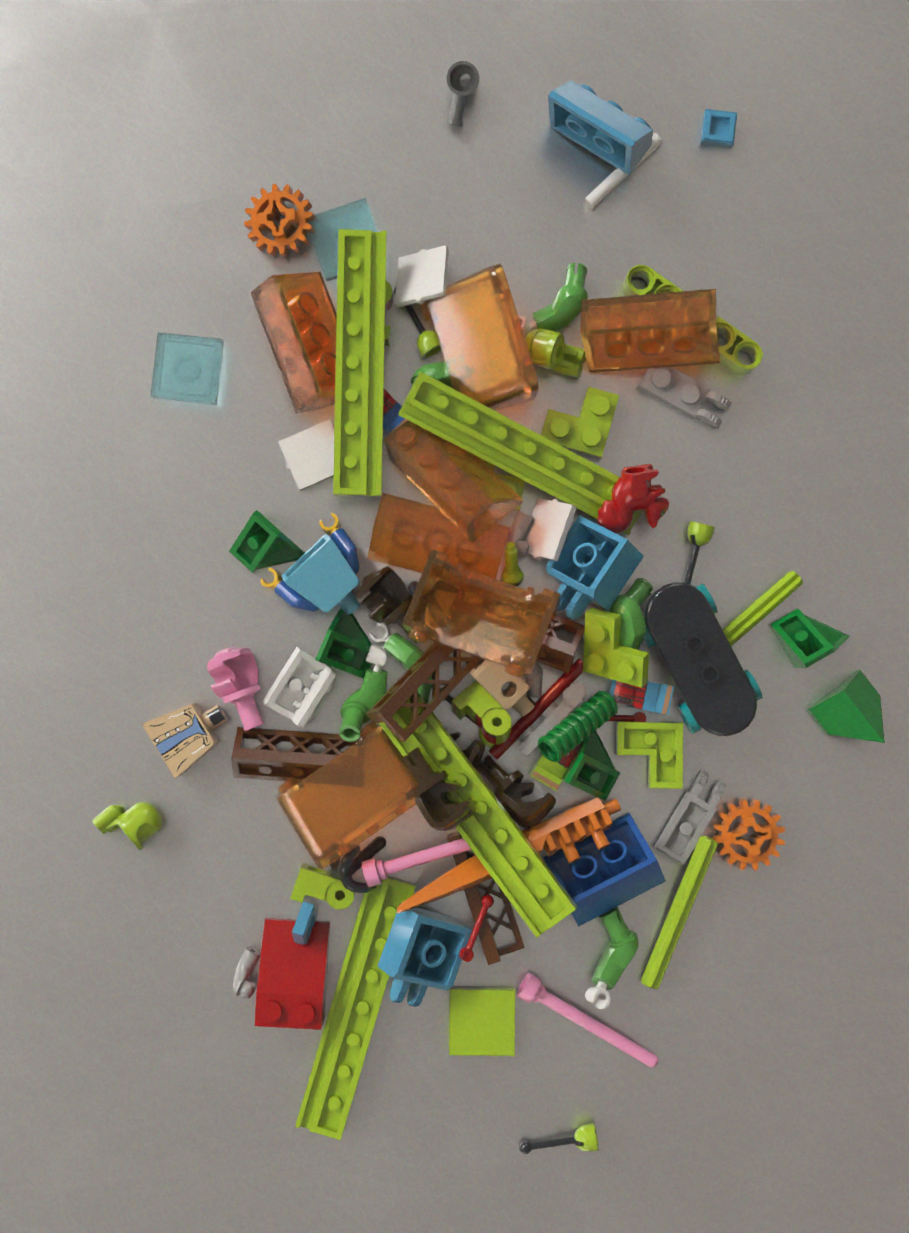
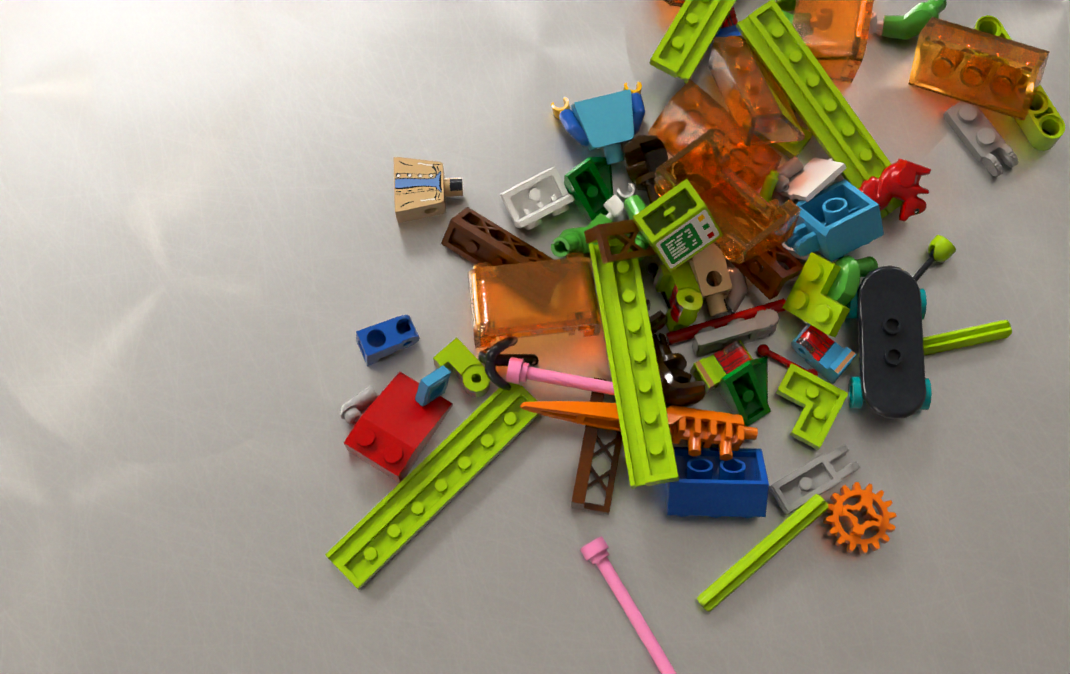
camera: 30 degrees right, 15 degrees down
(137, 822) = (341, 235): lime piece -> none
(236, 898) = (386, 338): none -> blue leg
(237, 682) = (488, 167): bright pink piece -> none
(263, 544) = (570, 75): green slope -> none
(310, 454) = (643, 33): white piece -> none
(422, 952) = (505, 454): dark azure hinge -> none
(432, 793) = (608, 316): dark brown piece -> none
(451, 672) = (678, 225): none -> lime slope
(466, 953) = (559, 479): red hinge -> none
(482, 1021) = (537, 557): lime tile -> none
(549, 351) = (884, 46): lime piece -> none
(577, 726) = (756, 343): green piece -> none
(588, 431) = (888, 124): lime plate -> none
(613, 959) = (688, 561): bright green arm -> none
(806, 638) = (990, 383): green slope -> none
(851, 710) = (1003, 460): green slope -> none

